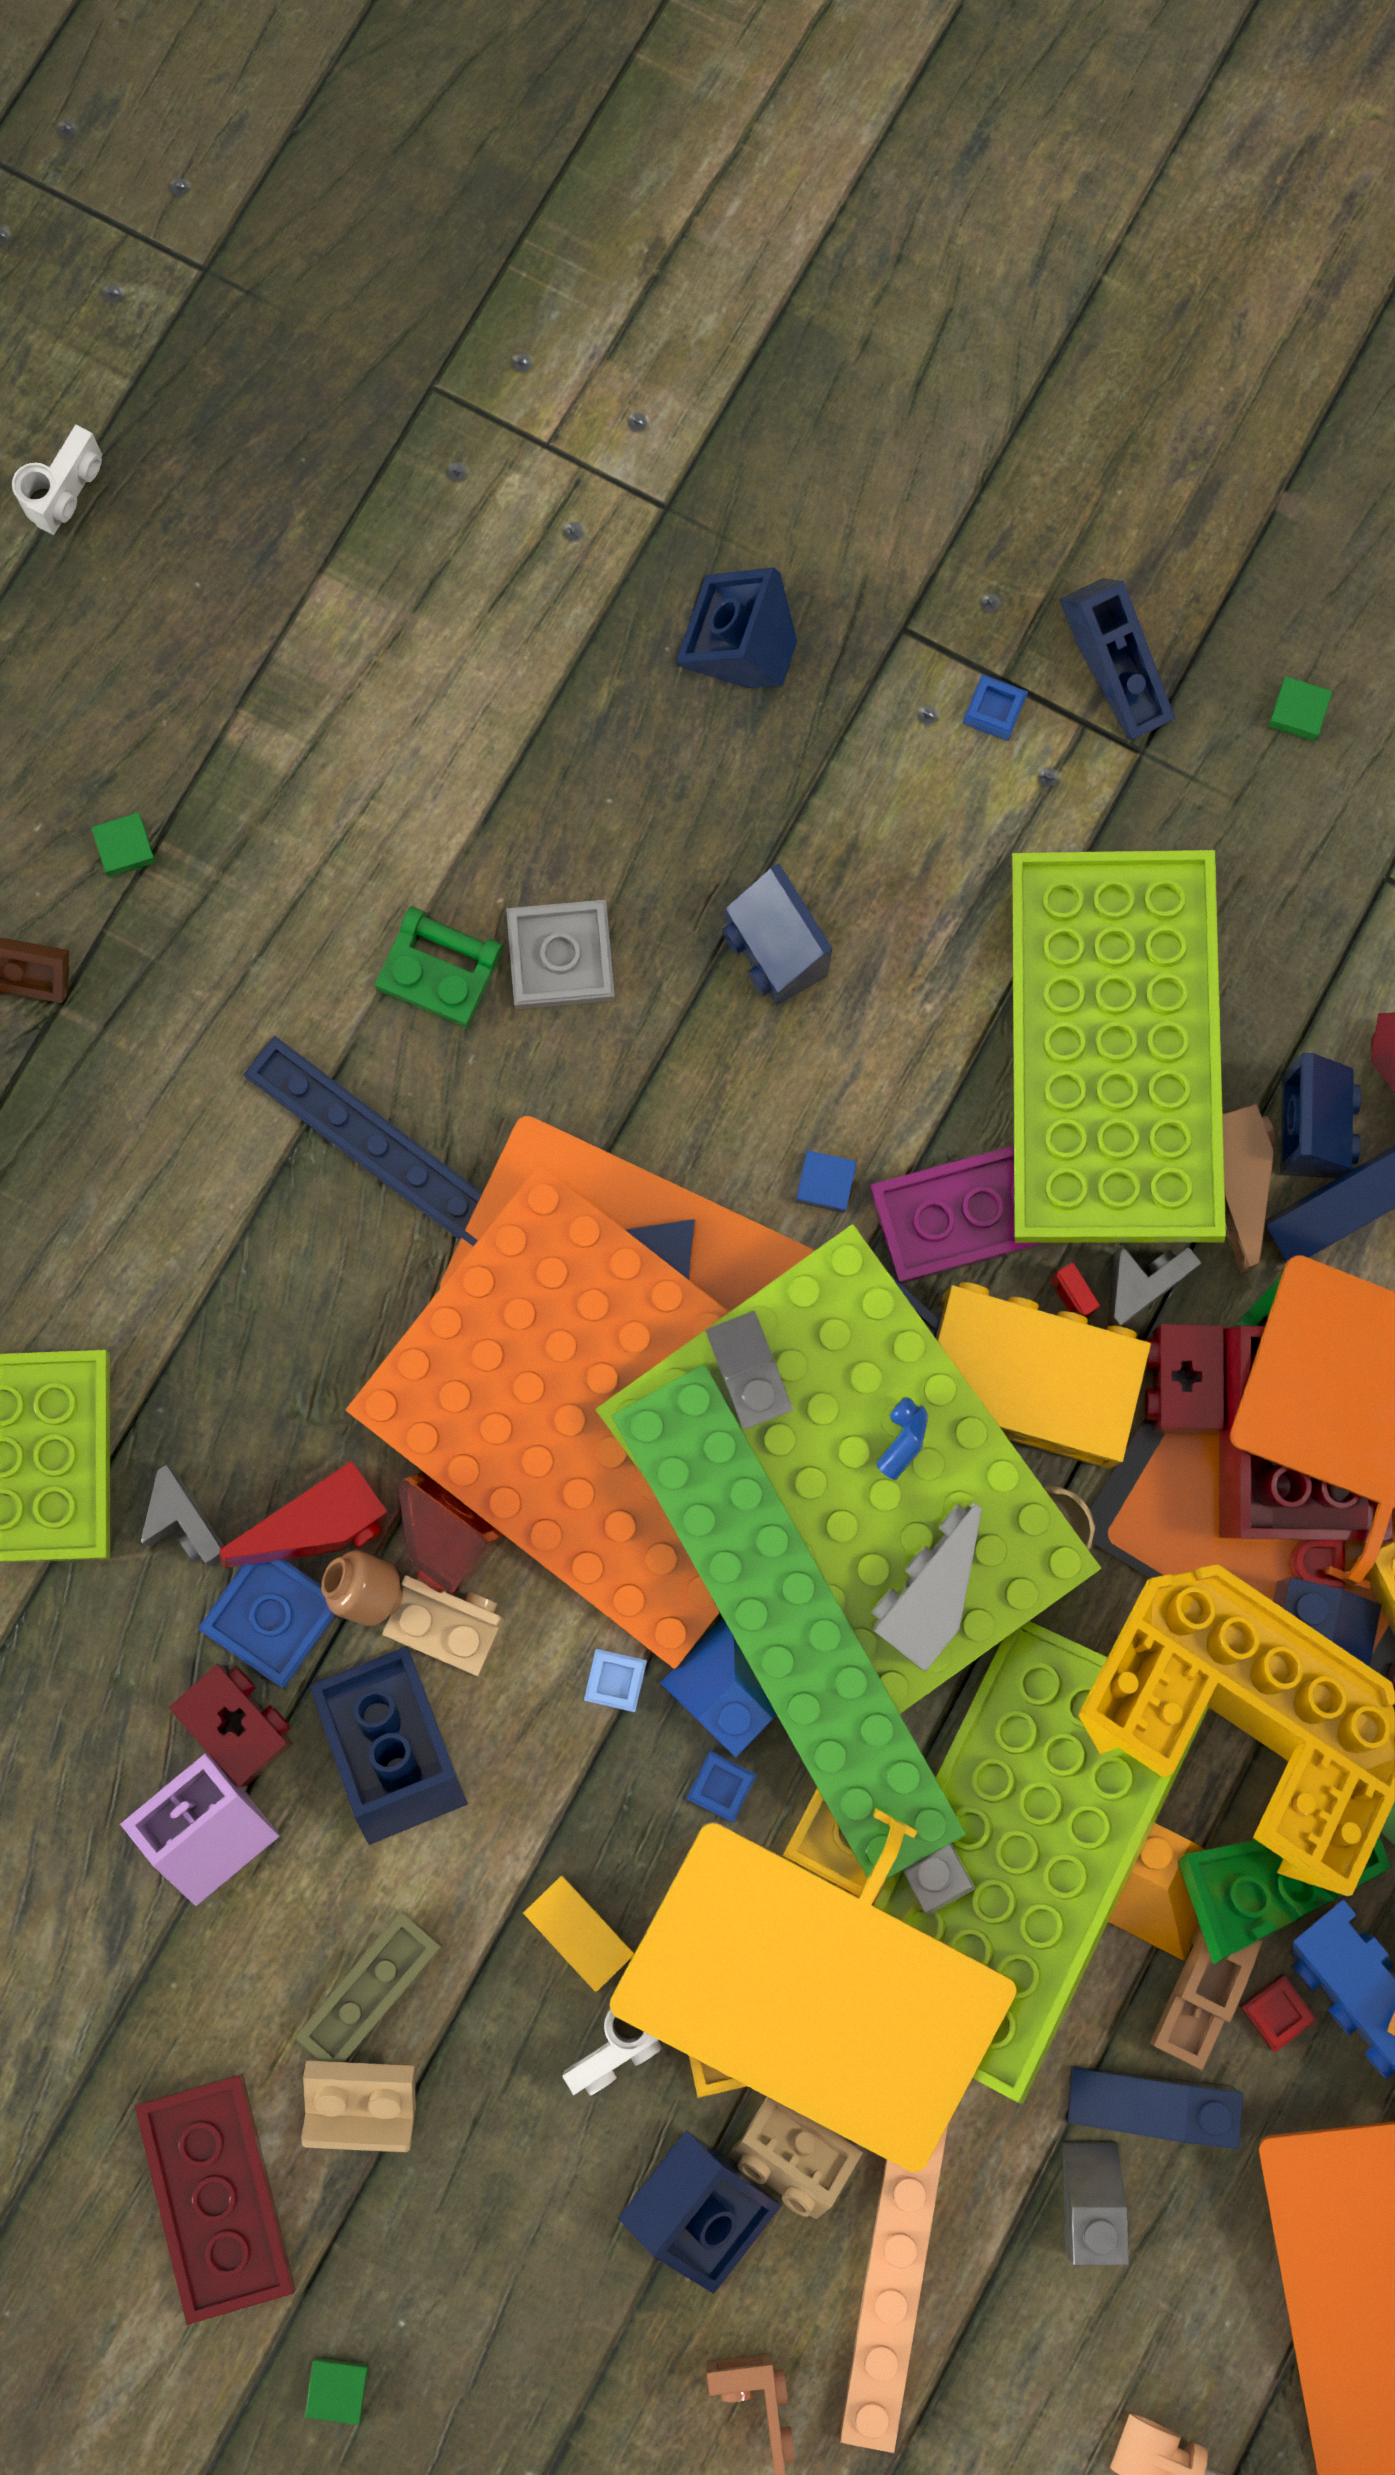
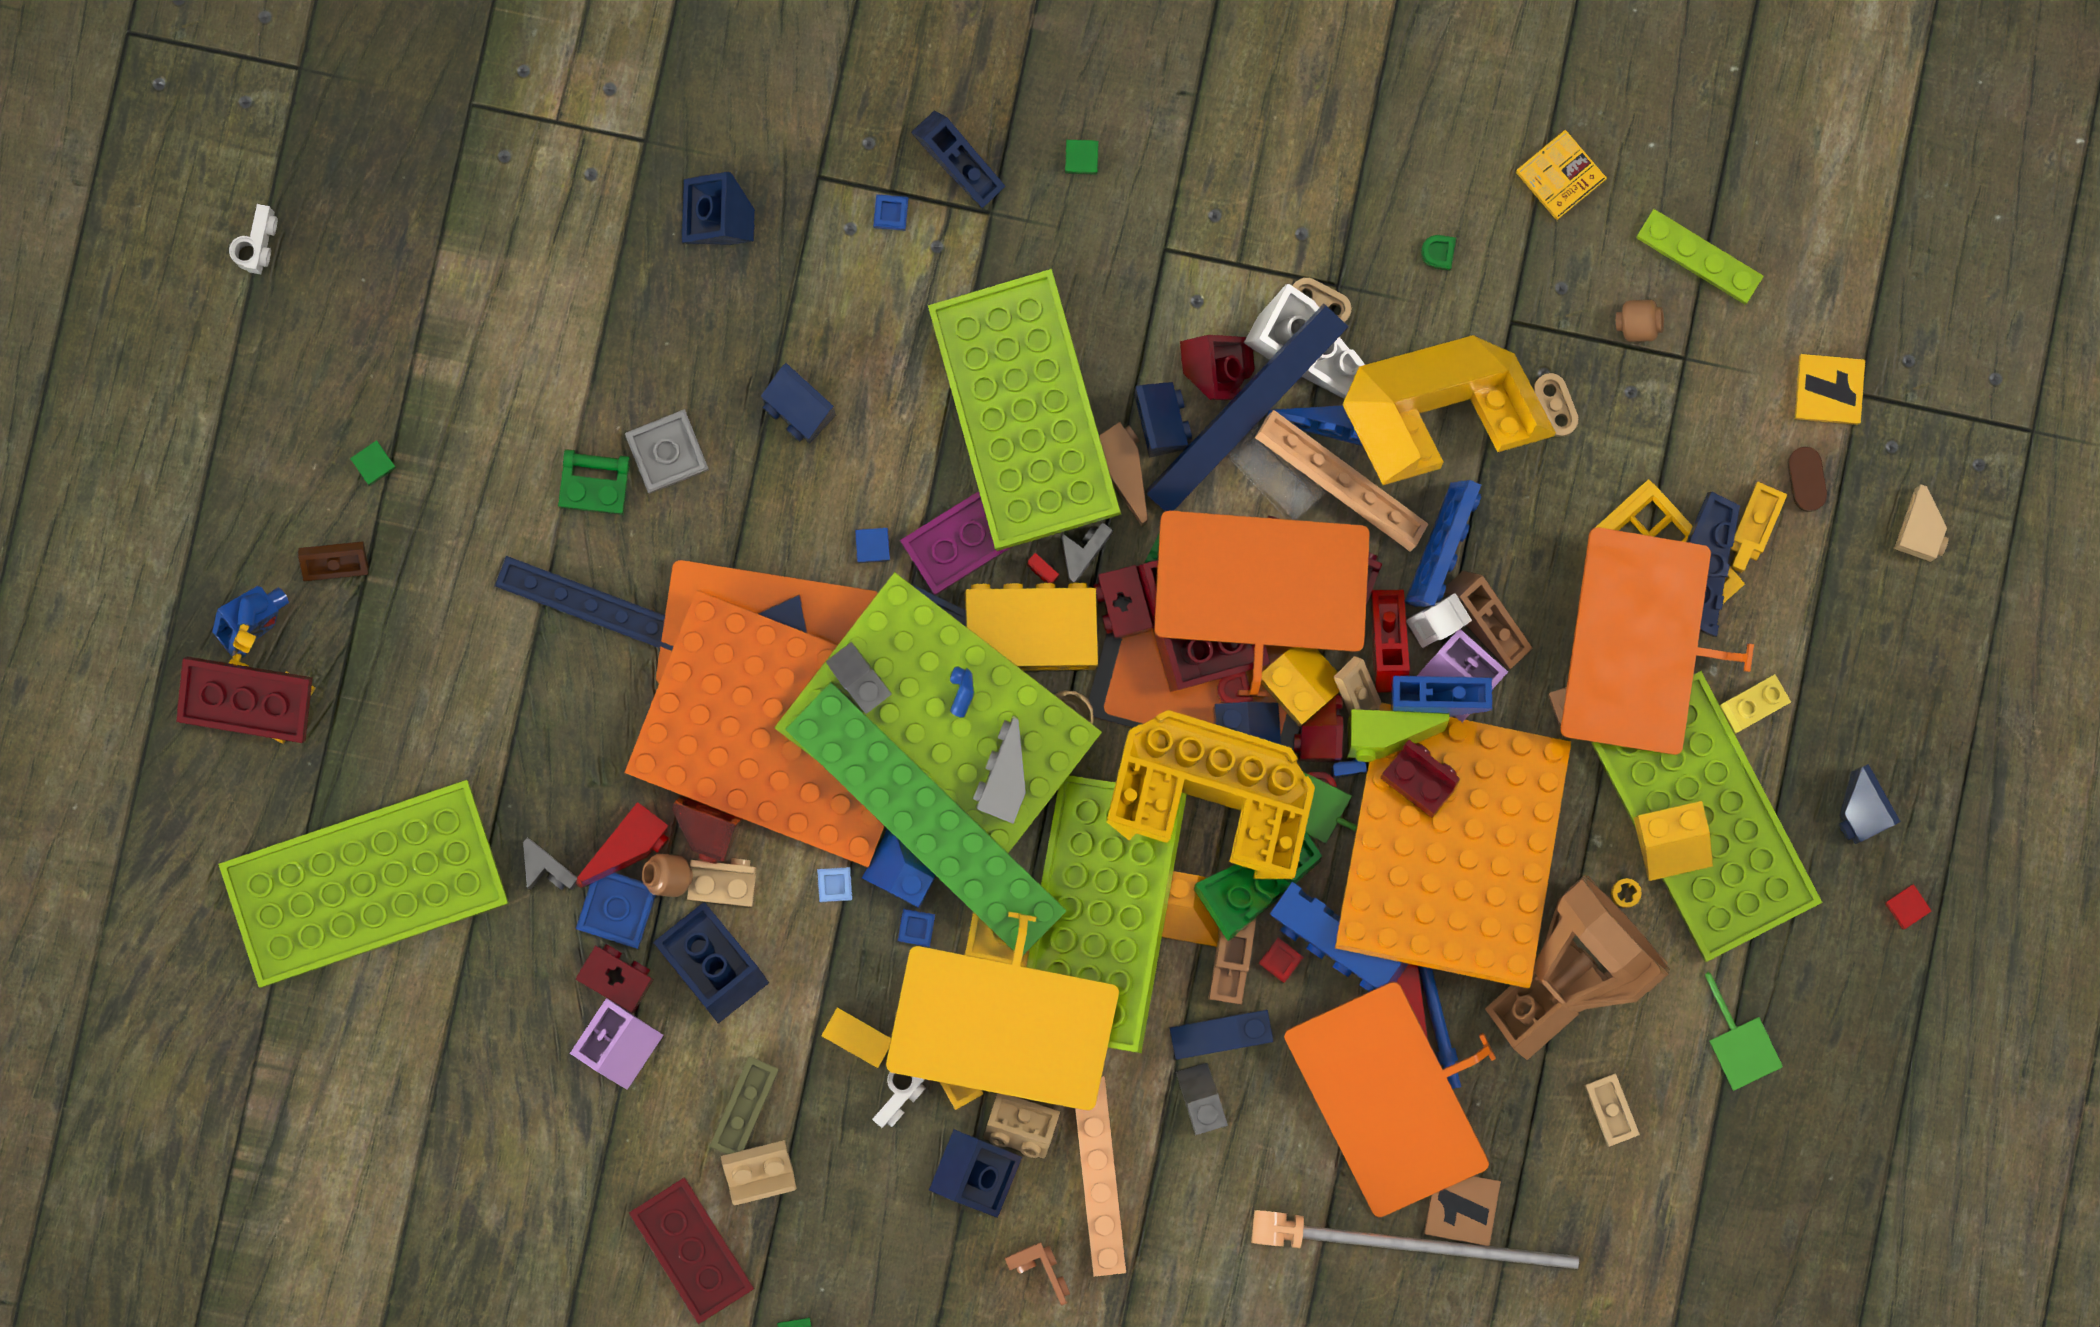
camera: 20 degrees left, 5 degrees up
(939, 1879) = (1058, 941): light grey plate -> none

